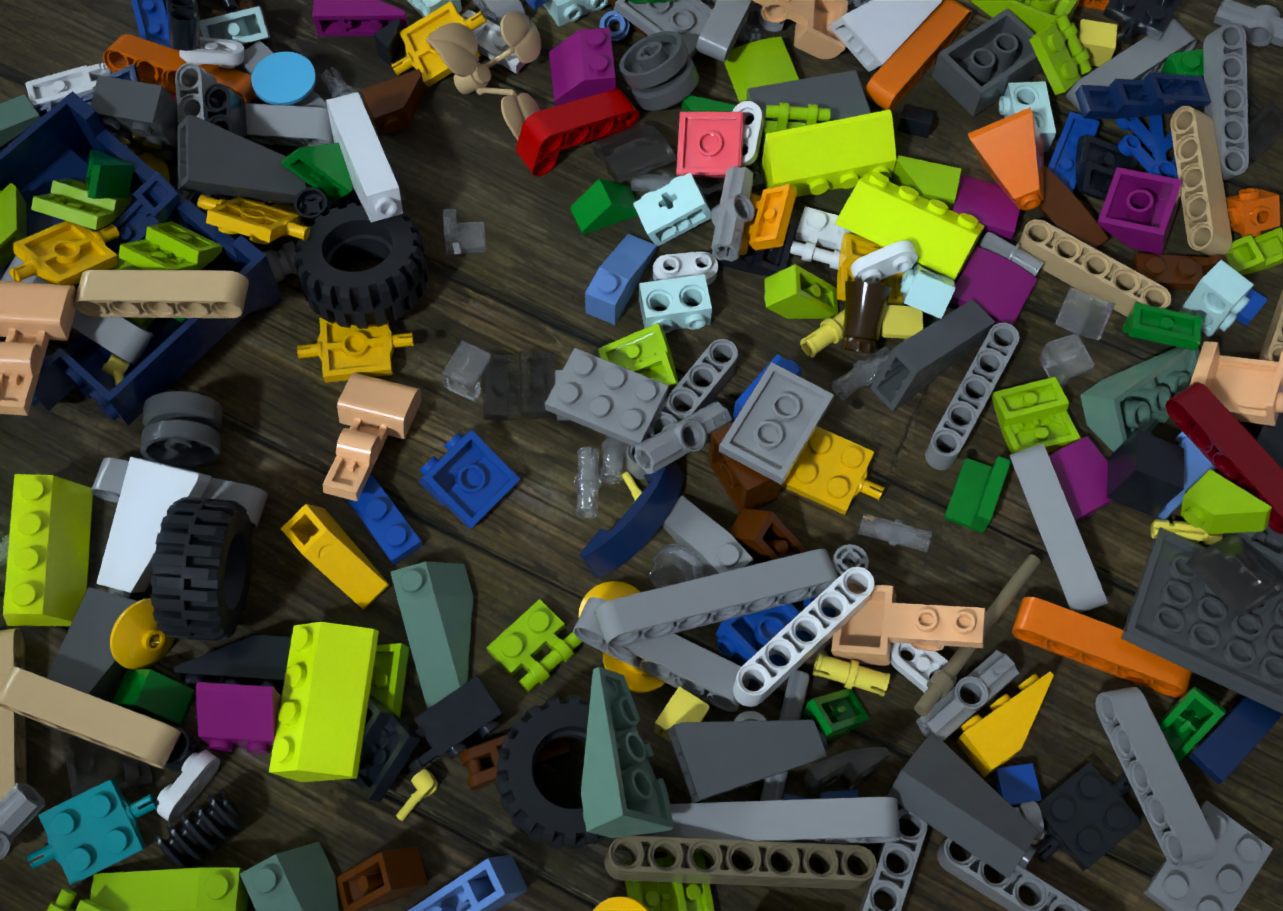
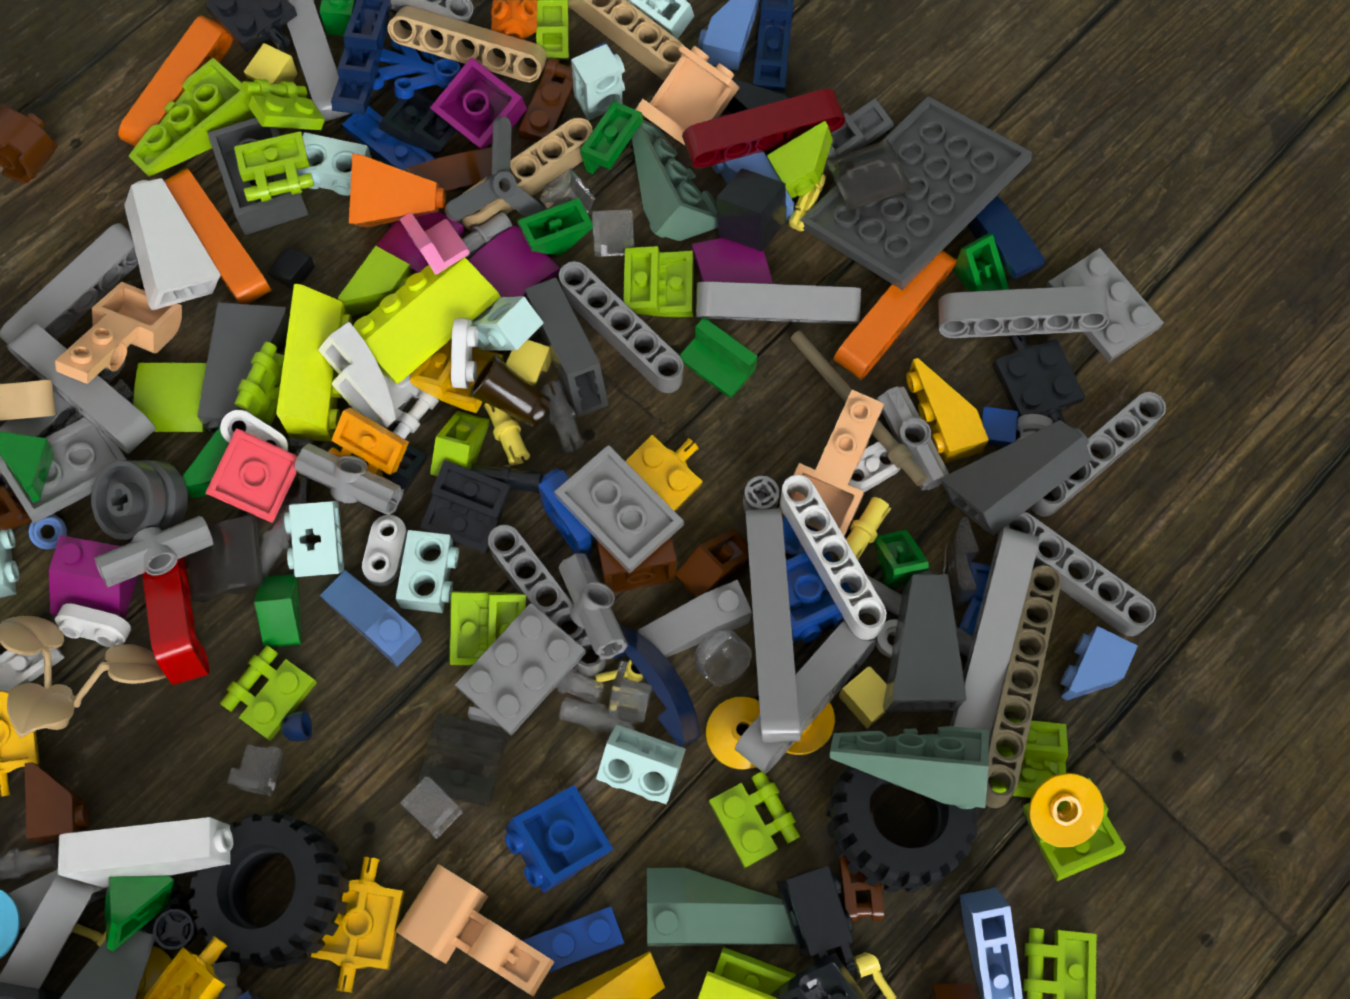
camera: 75 degrees left, 5 degrees up
(509, 252) = (297, 726): none -> dark blue hinge
(527, 230) = (277, 698): none -> lime plate
(547, 79) = (92, 624): none -> white plate
(553, 526) = (642, 759): none -> light aqua brick
(612, 497) = (629, 697): none -> clear panel
(616, 91) = (153, 551): none -> light grey piece
(745, 314) = (465, 506): none -> black slope
(785, 340) = (516, 478): none -> black pin
(829, 188) = (359, 375): none -> white slope
(895, 532) = (736, 445): clear pin -> none
(975, 206) = (438, 245): none -> bright pink panel
(1002, 56) = (270, 158): none -> lime plate
(1045, 308) = (556, 228): none -> green slope
(1051, 236) = (489, 190): none -> dark grey piece

